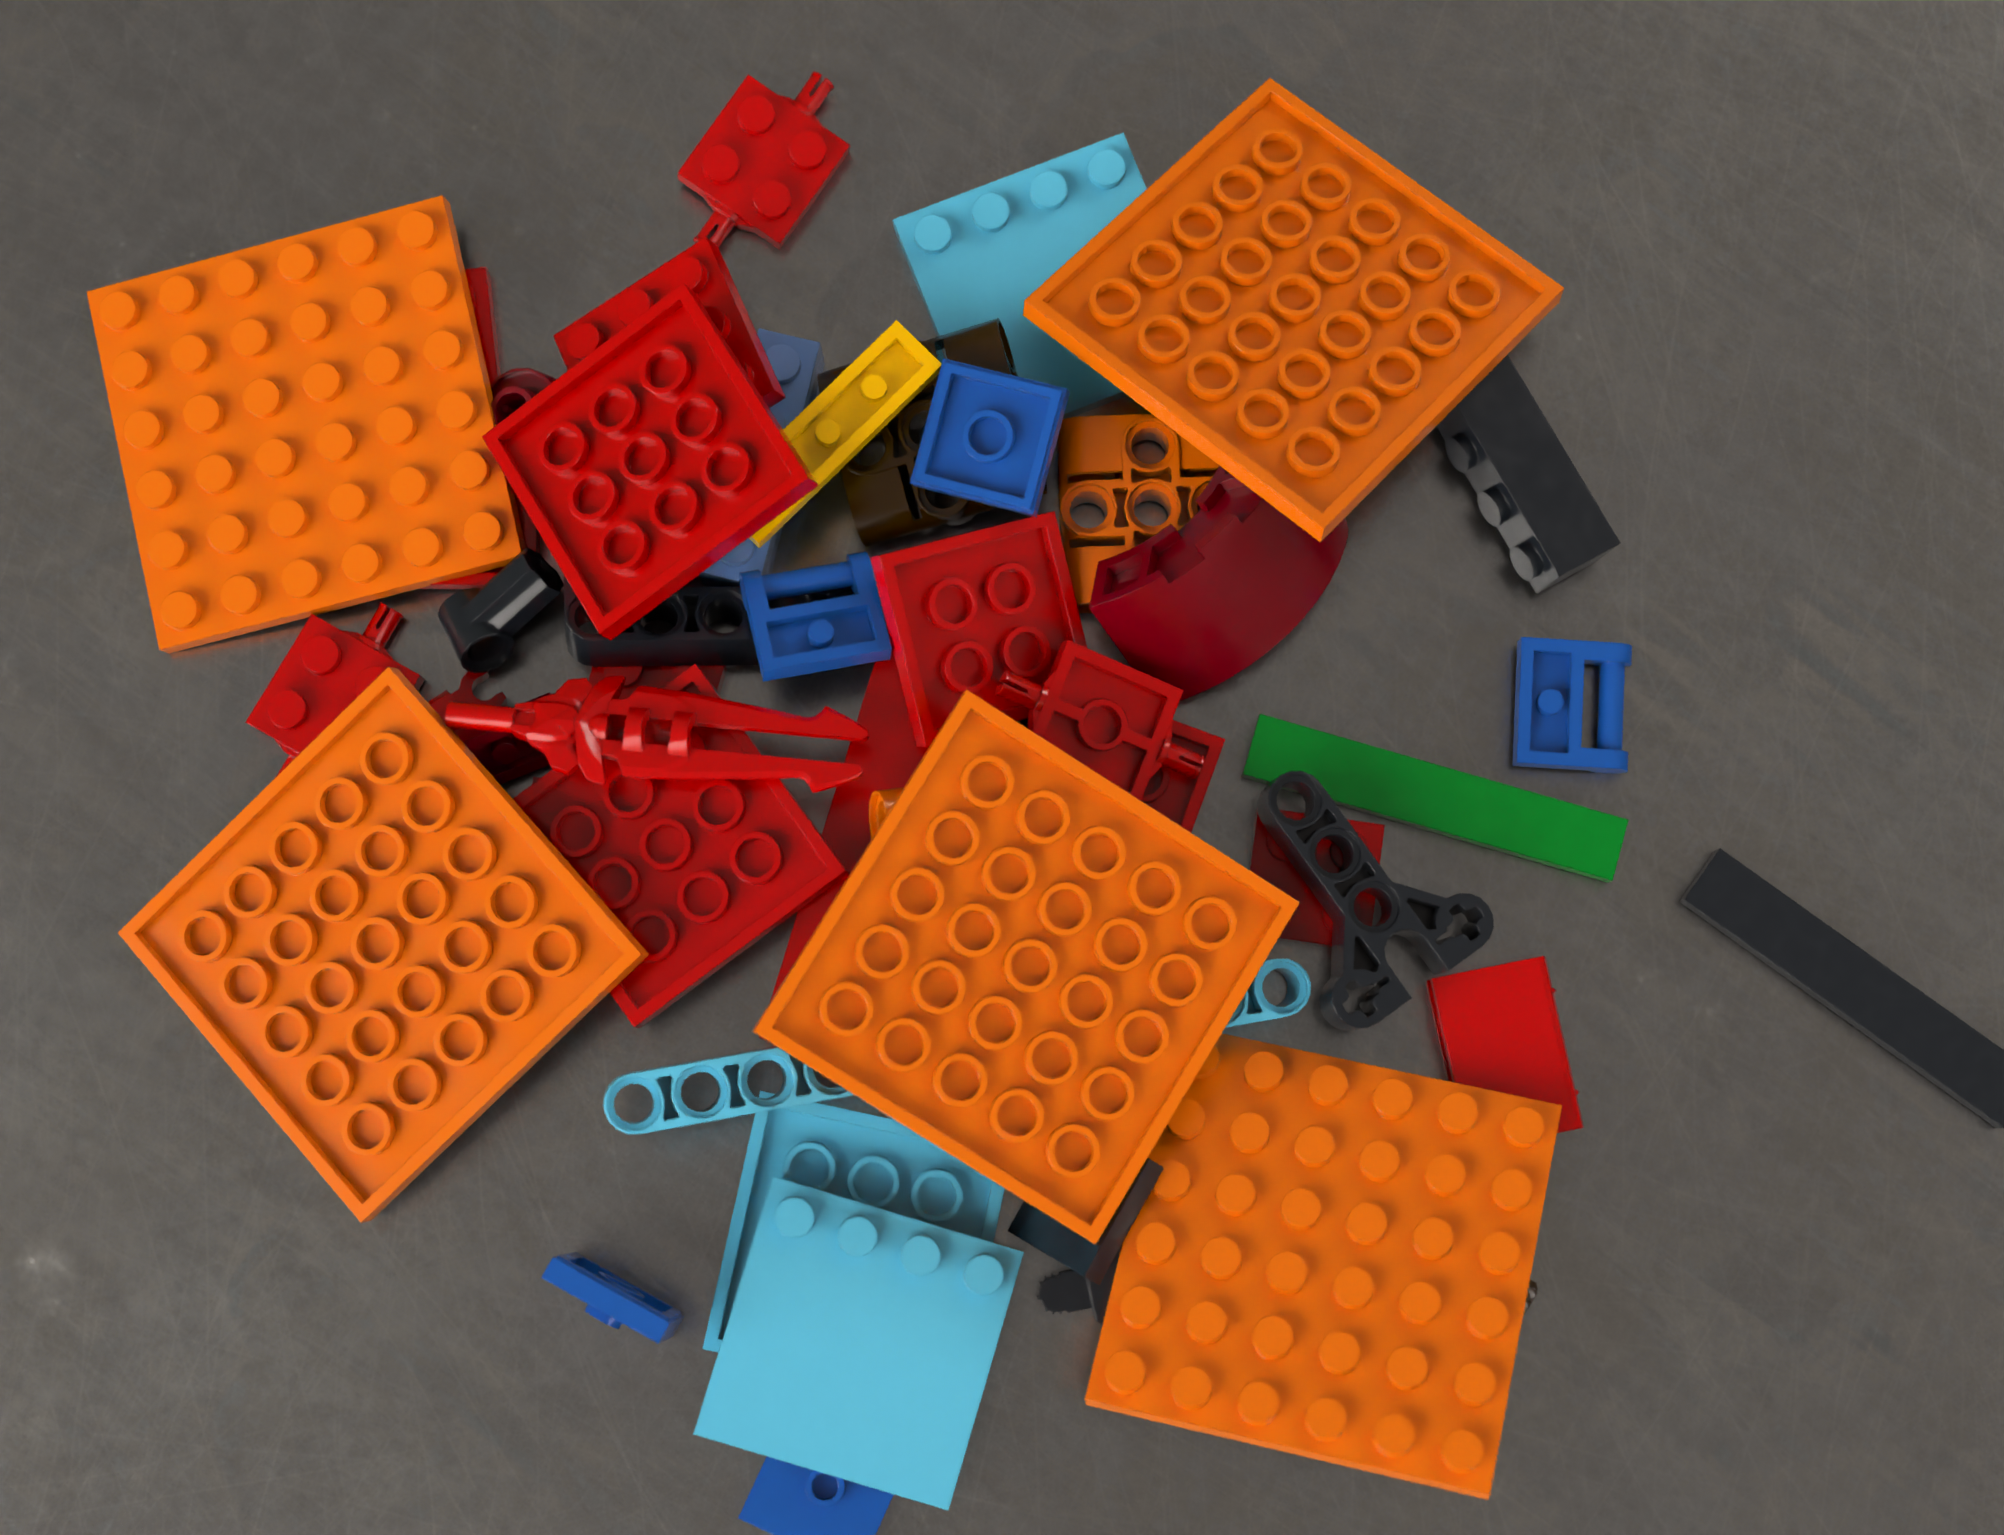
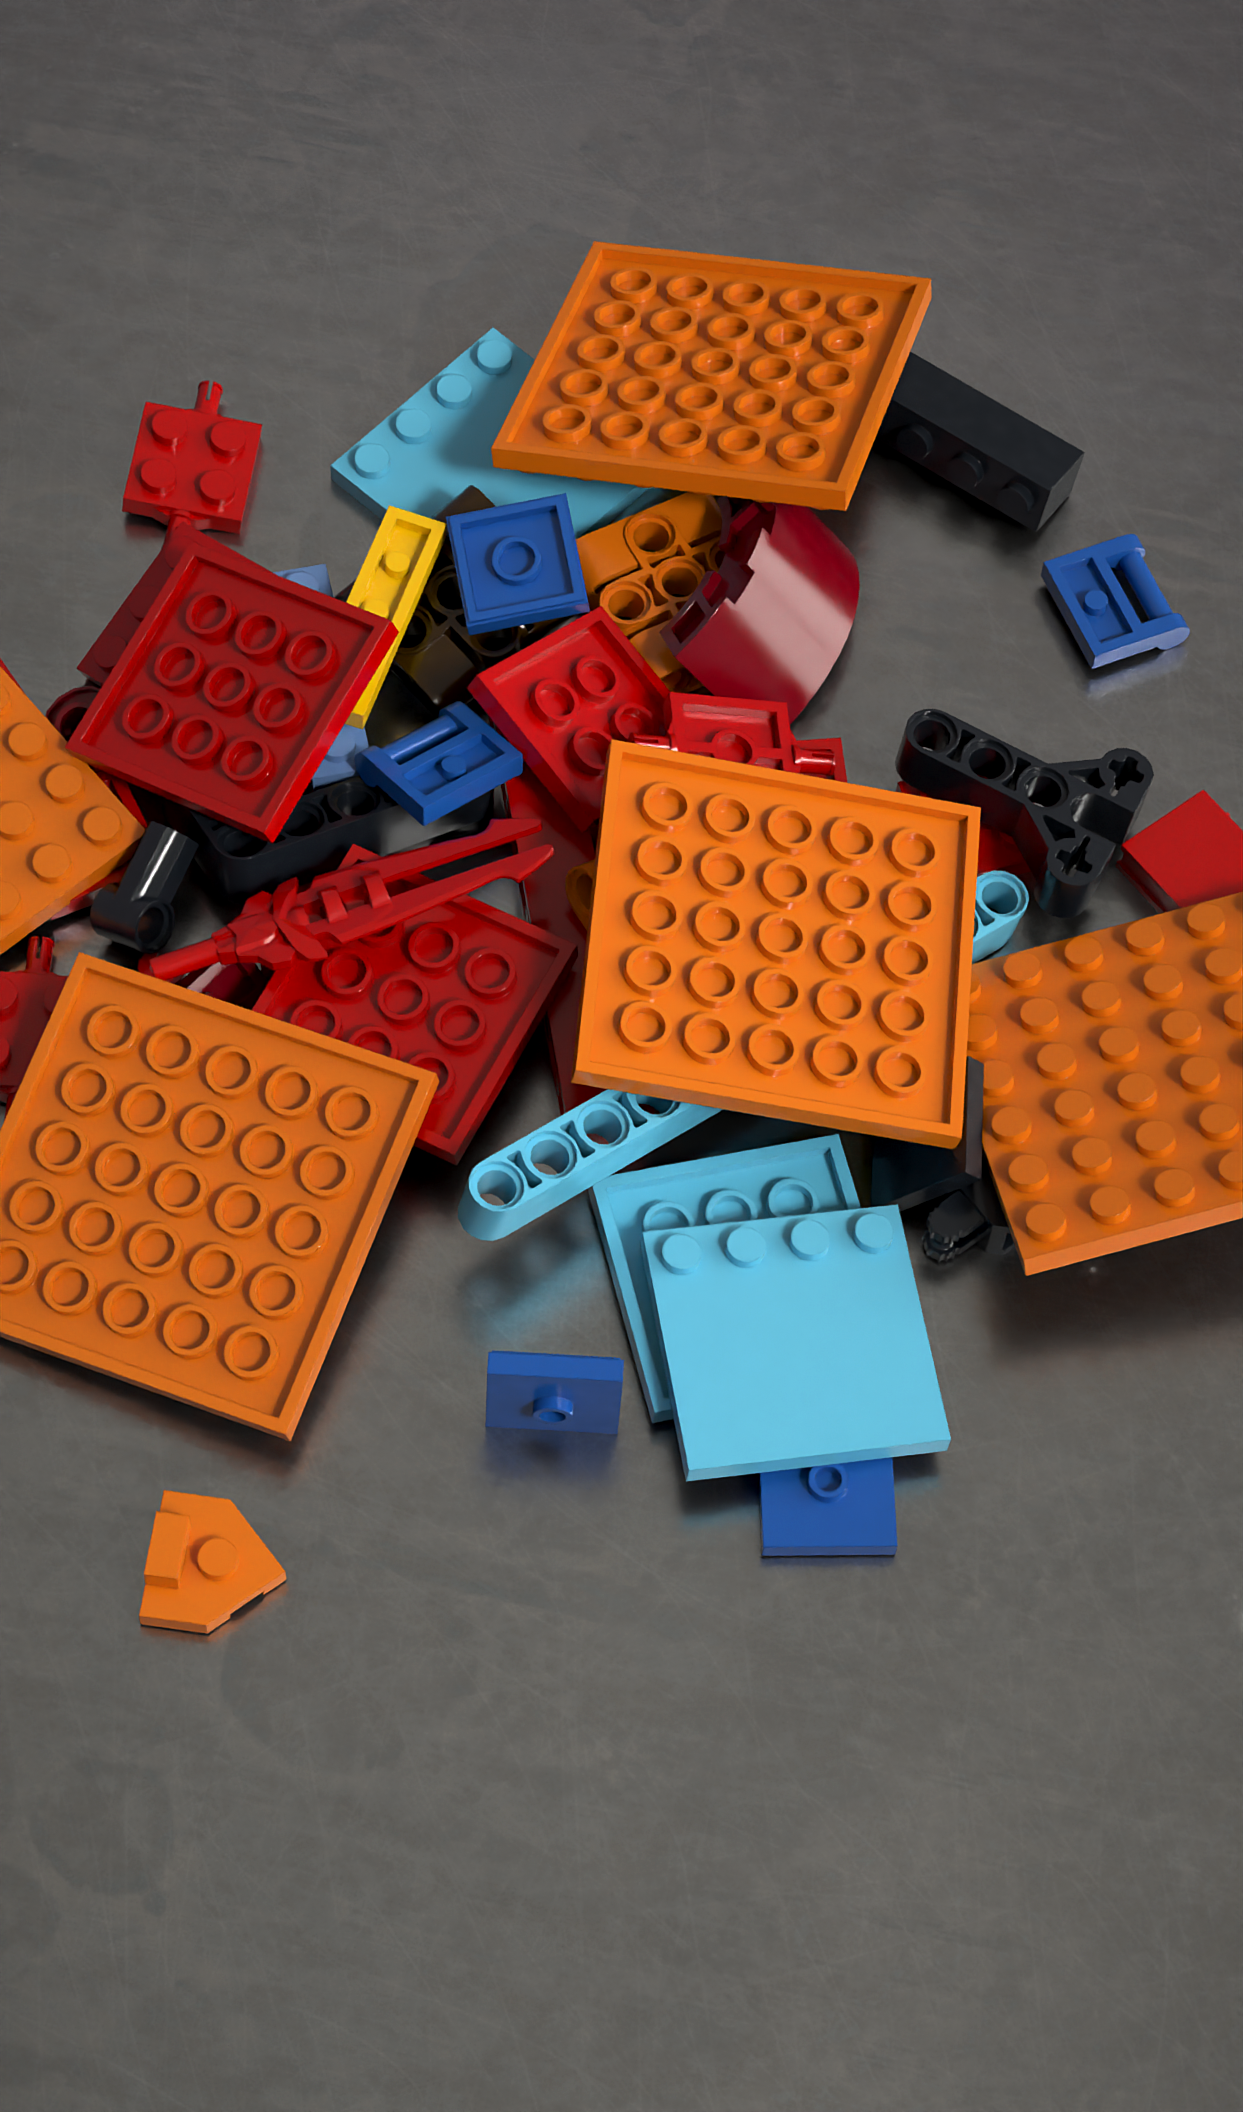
camera: 30 degrees left, 20 degrees down
(248, 1291) = (203, 1564): none -> orange plate
(1440, 799) = (1063, 713): green tile -> none

